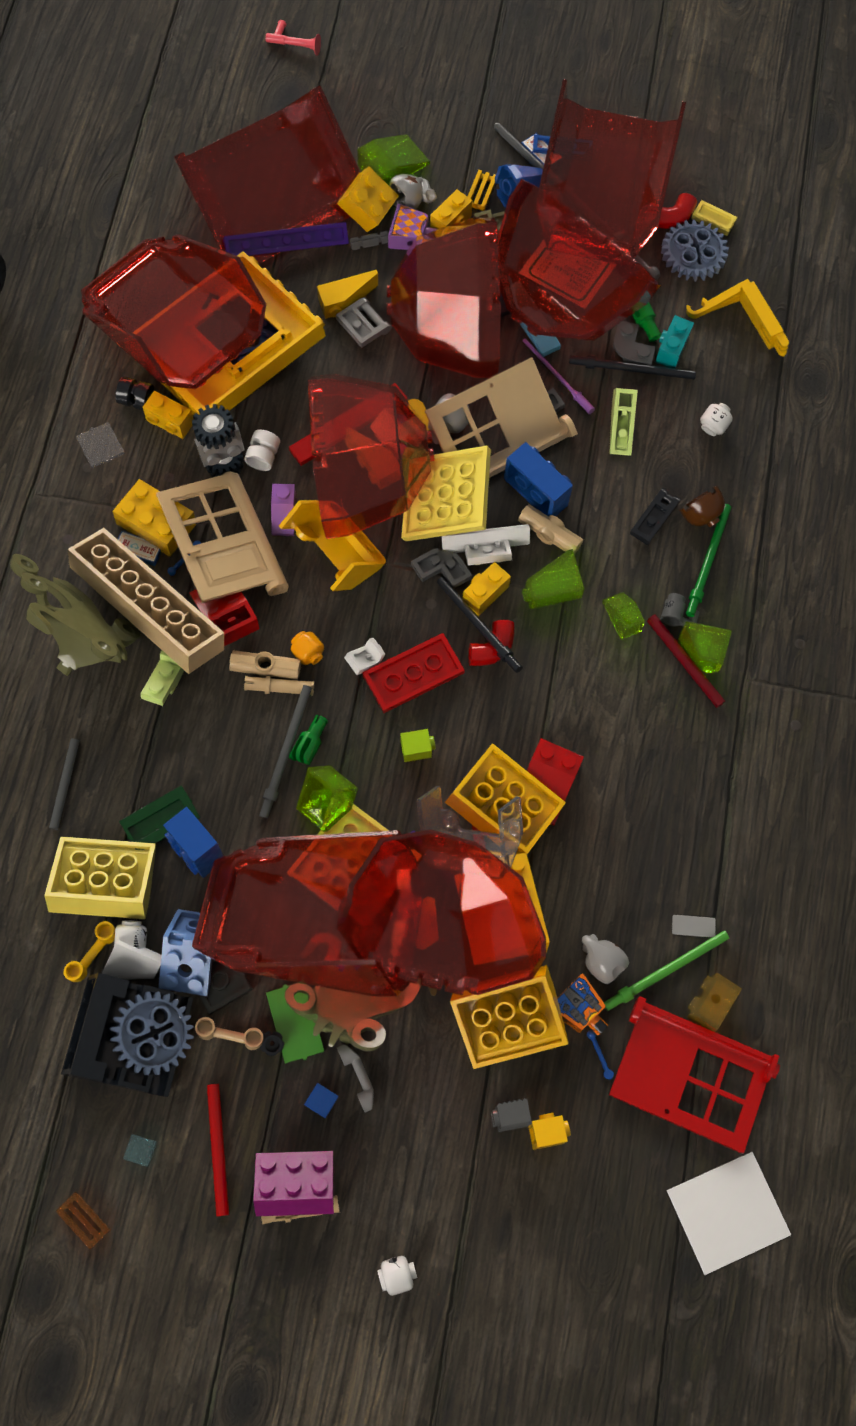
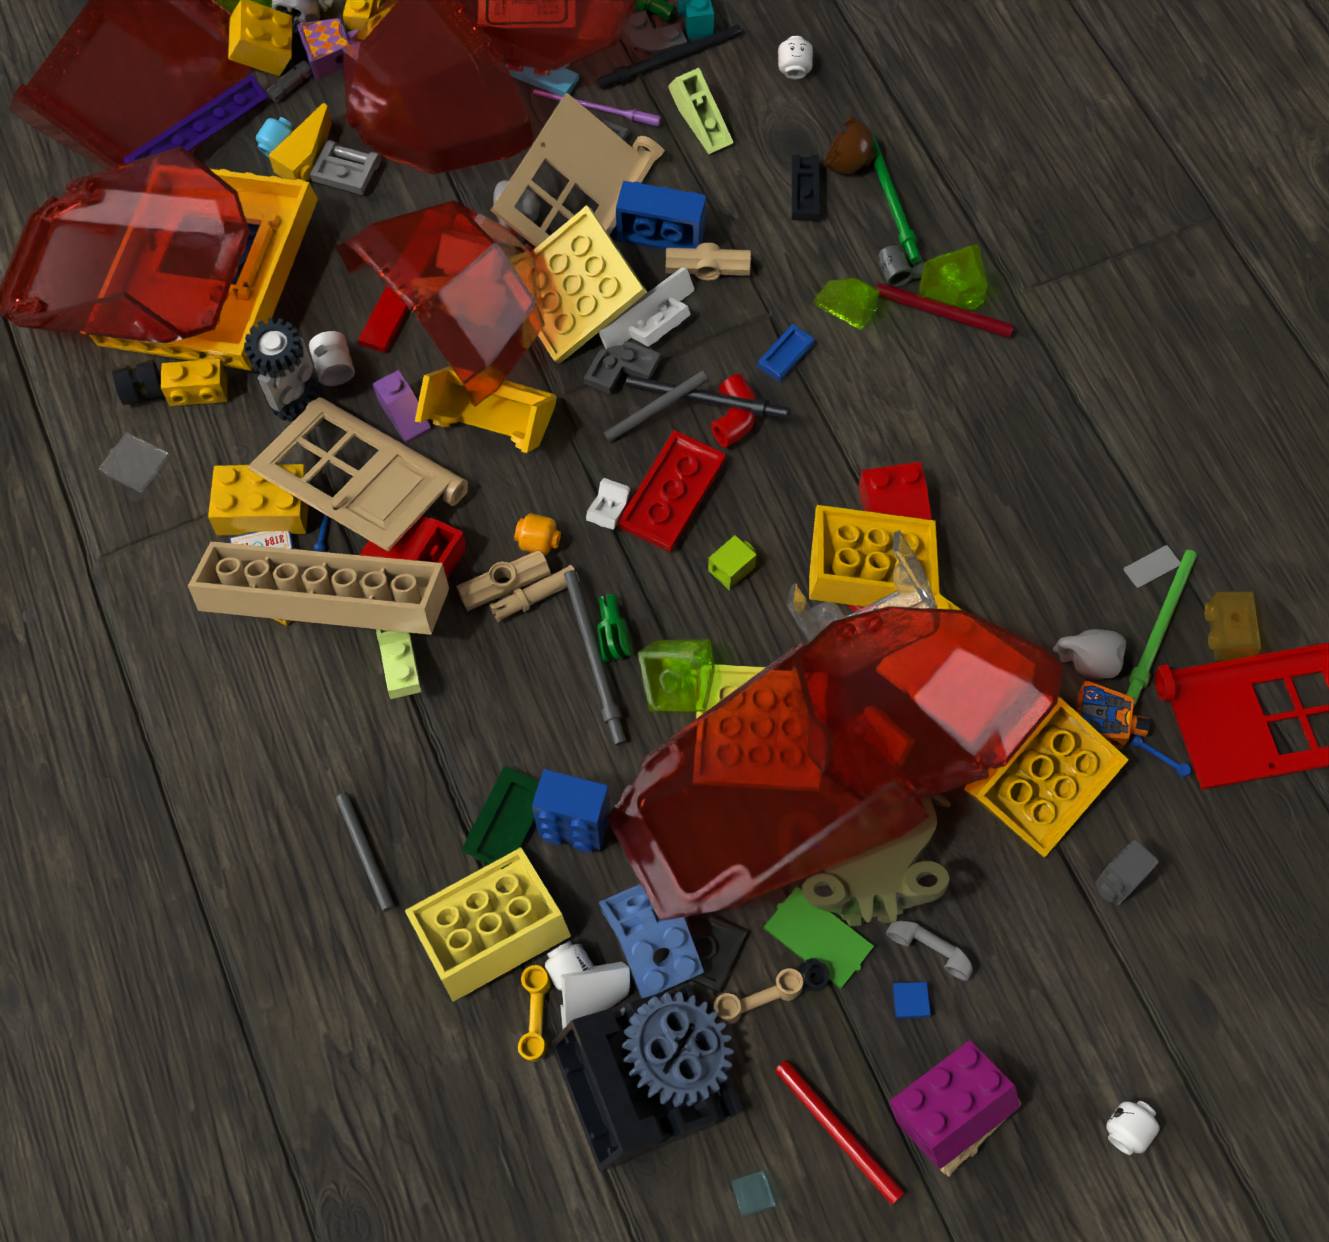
camera: 30 degrees left, 5 degrees down
(79, 627) = (274, 668): olive hips -> none
(331, 272) = (272, 134): none -> medium azure head
(442, 609) = (656, 406): none -> dark grey bar
(486, 588) = (686, 353): yellow brick -> none
(548, 1131) = (1175, 864): yellow brick -> none
(554, 583) = (754, 310): clear neon green slope -> none
(557, 625) = (786, 353): none -> blue tile

